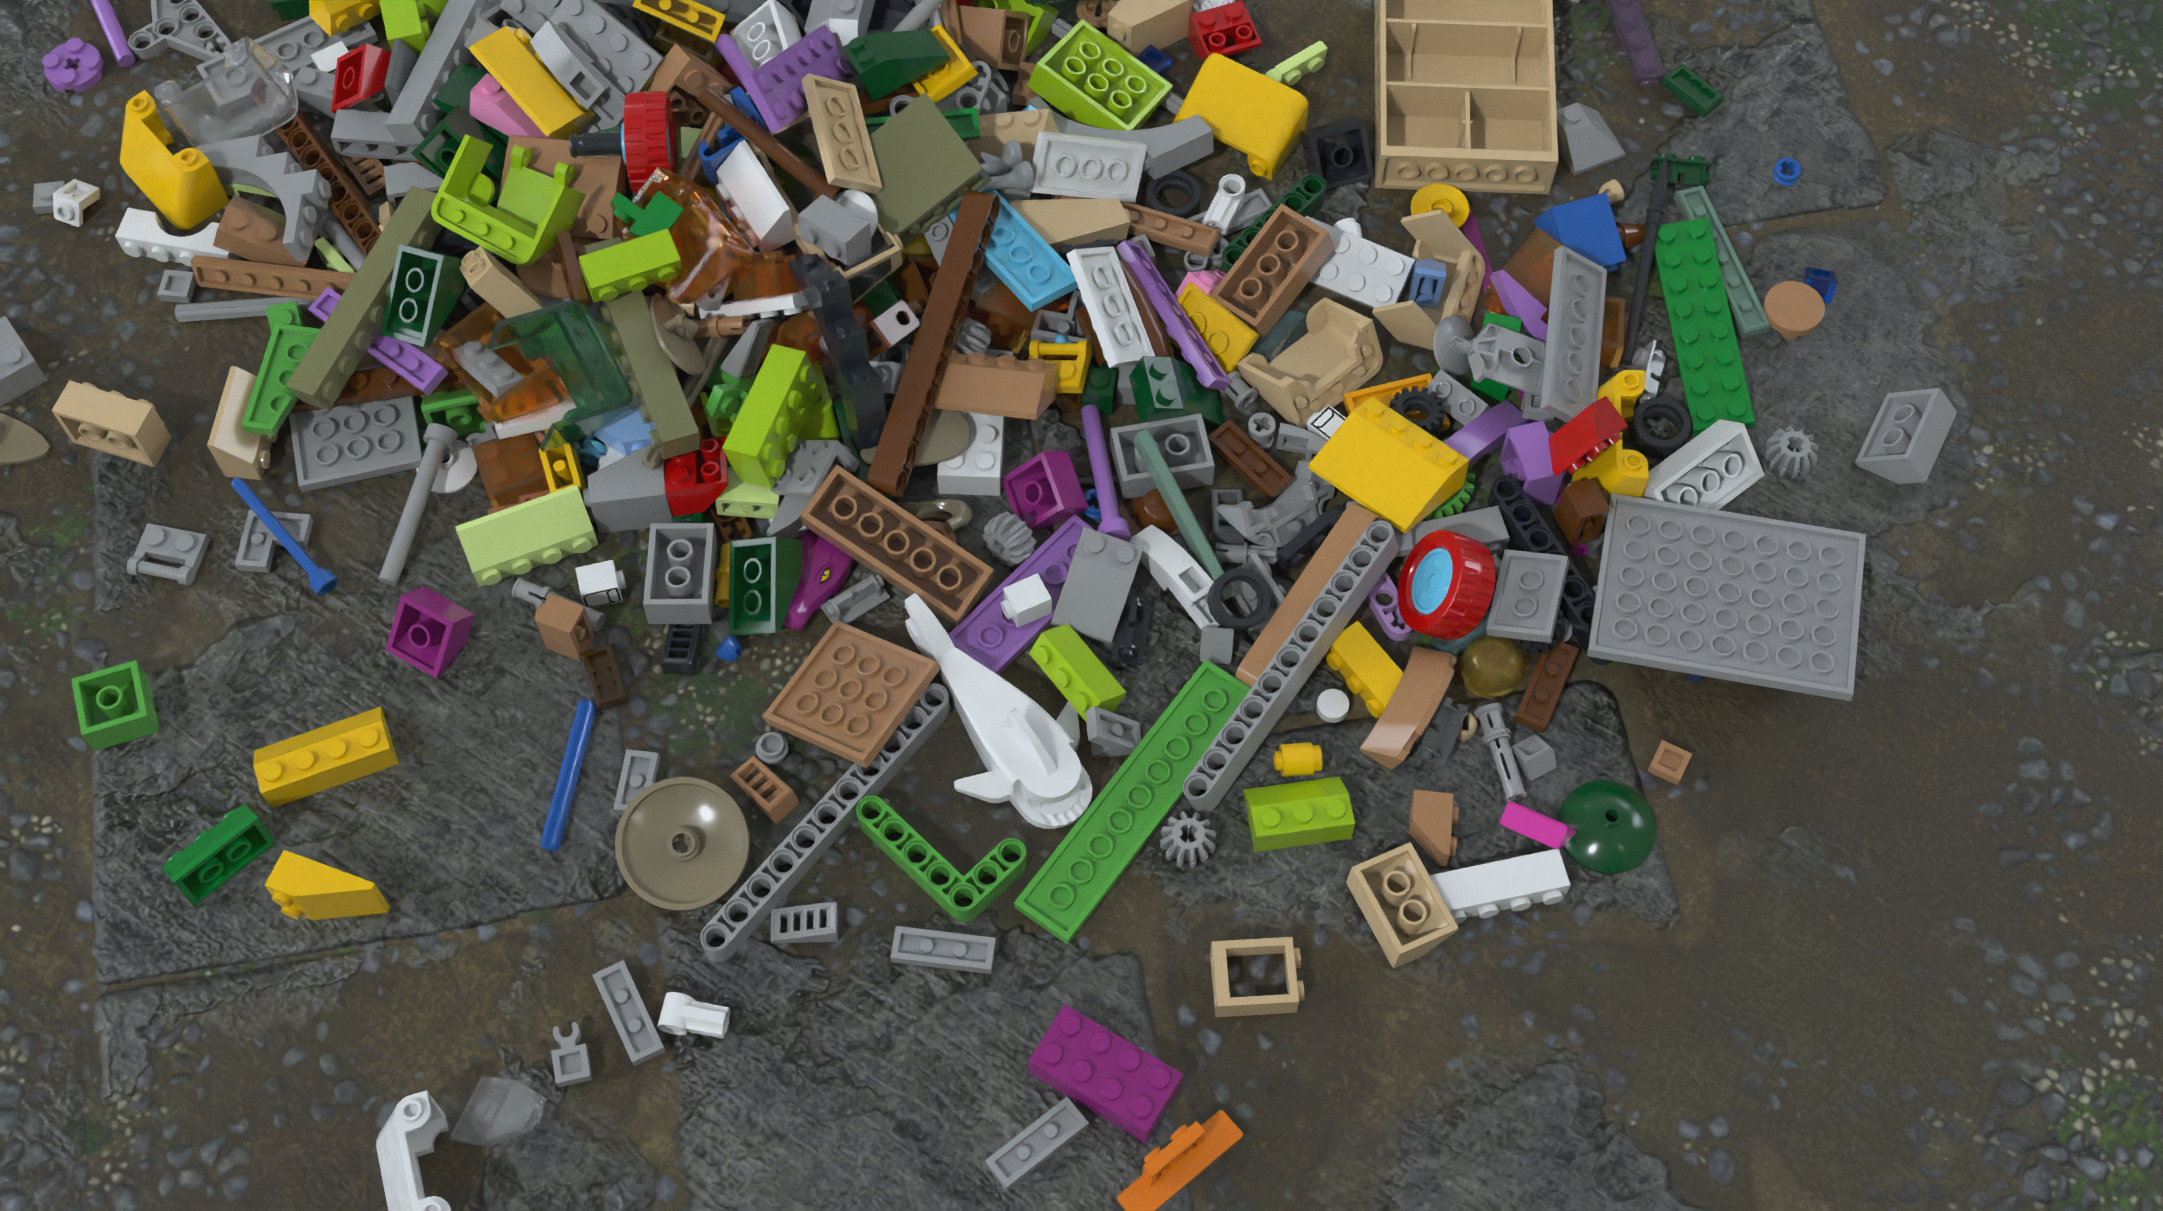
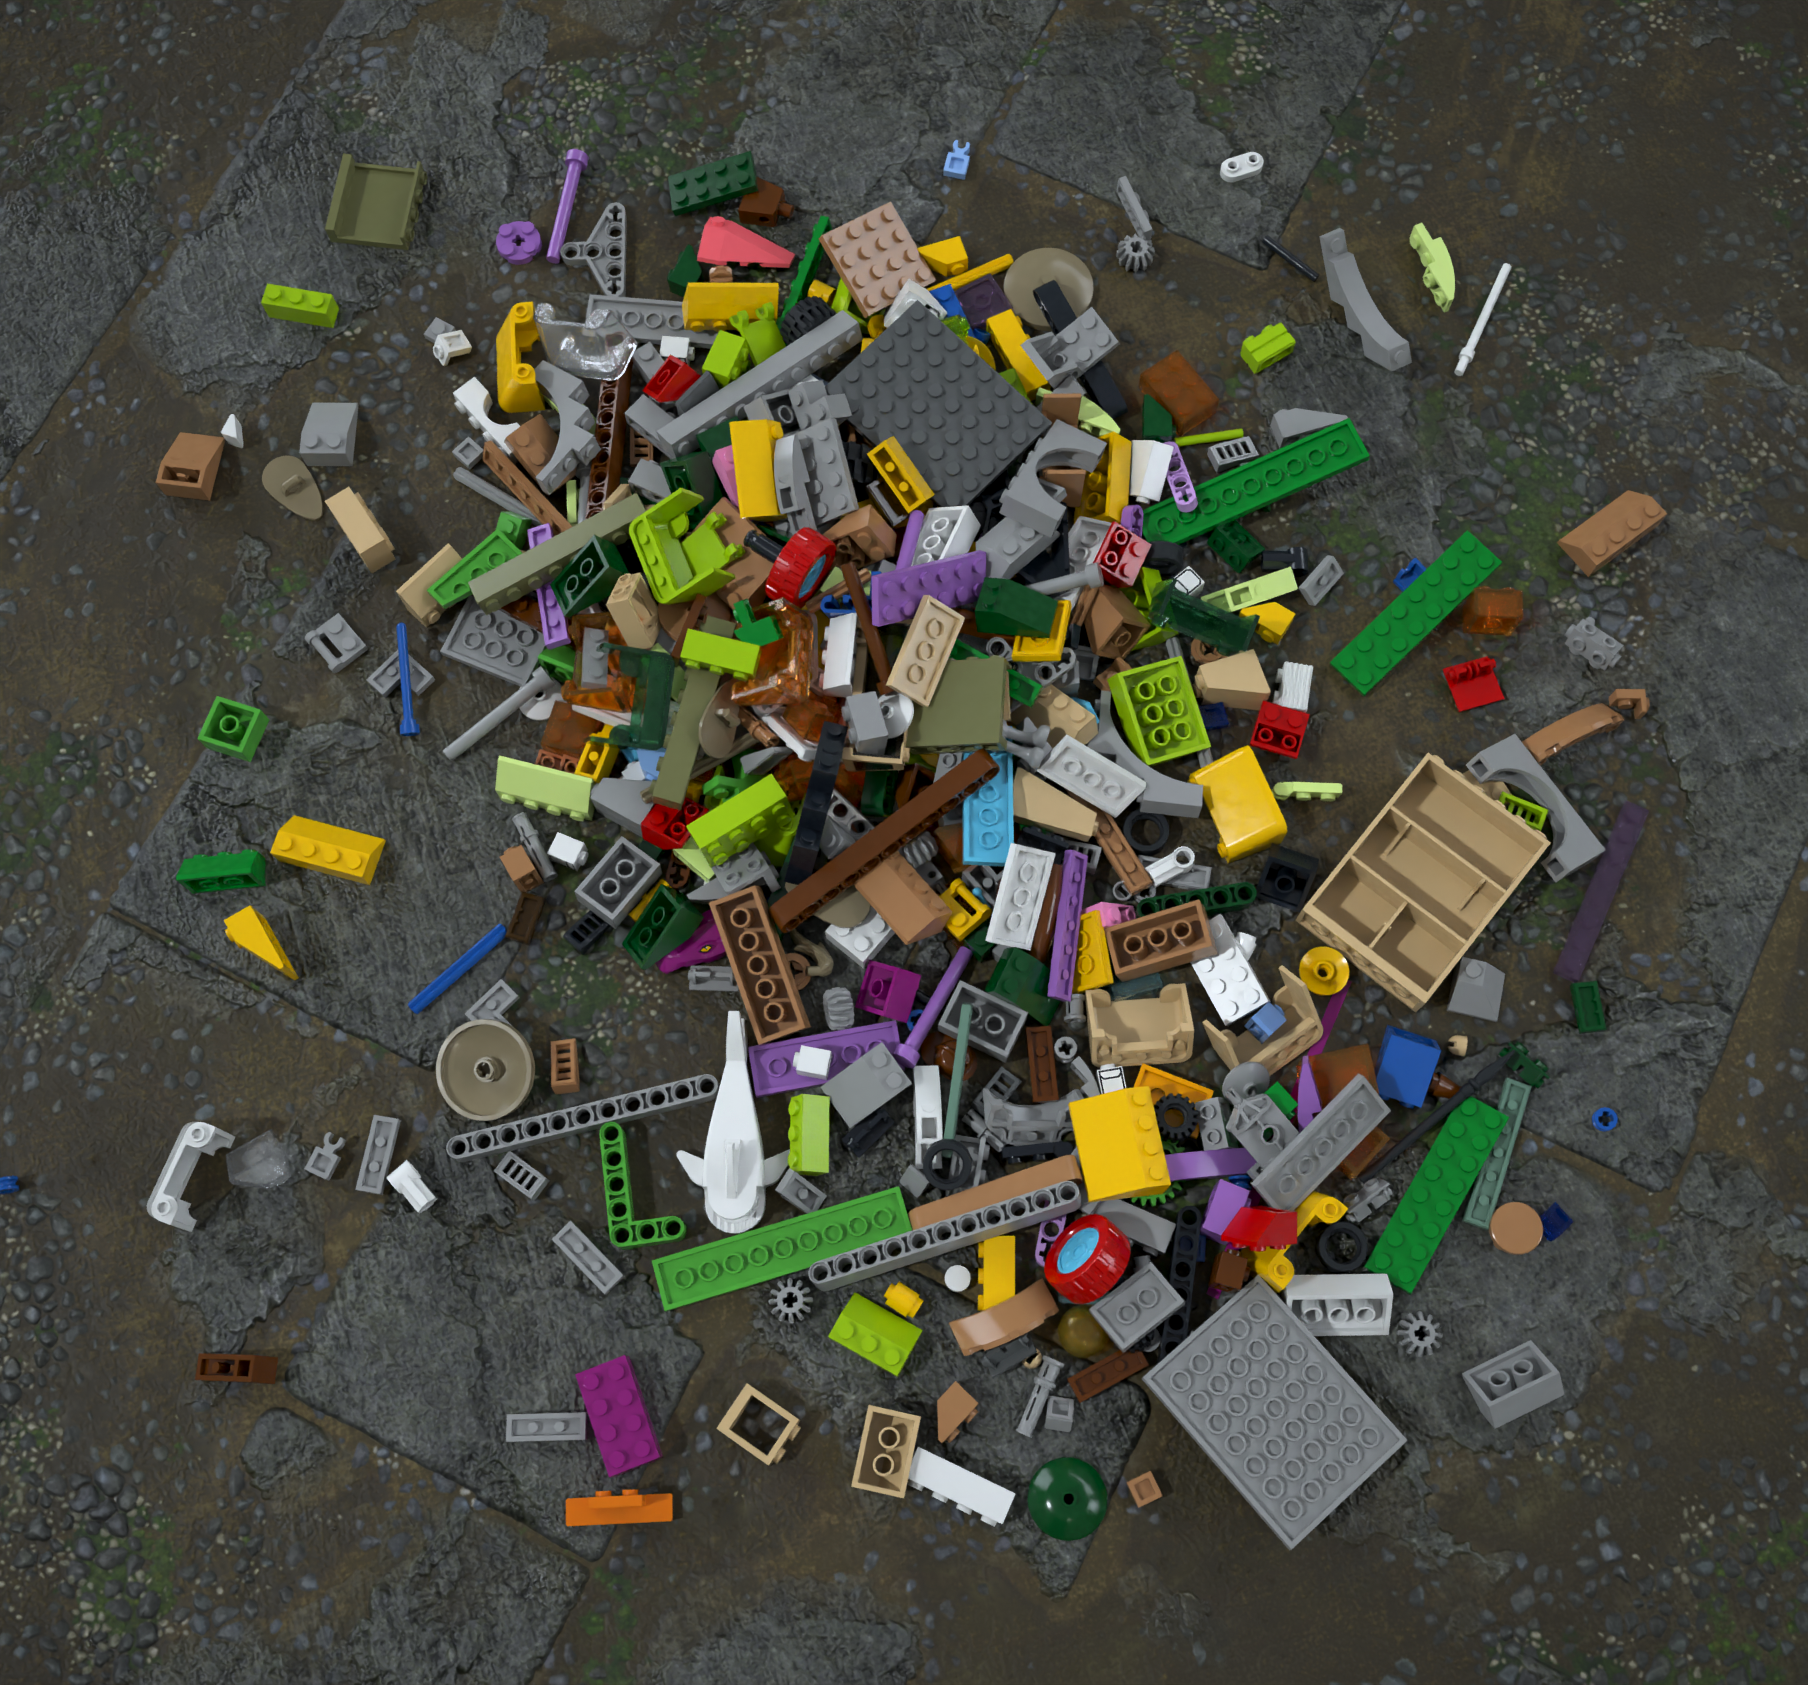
camera: 40 degrees right, 10 degrees up
(428, 630) = (446, 809): magenta slope -> none
(729, 649) = (612, 953): blue hinge -> none
(772, 748) = (589, 1042): light grey plate -> none
(851, 693) = (659, 1044): medium nougat plate -> none
(892, 326) = (849, 811): torso -> none
(1536, 825) = (1017, 1465): dark pink slope -> none

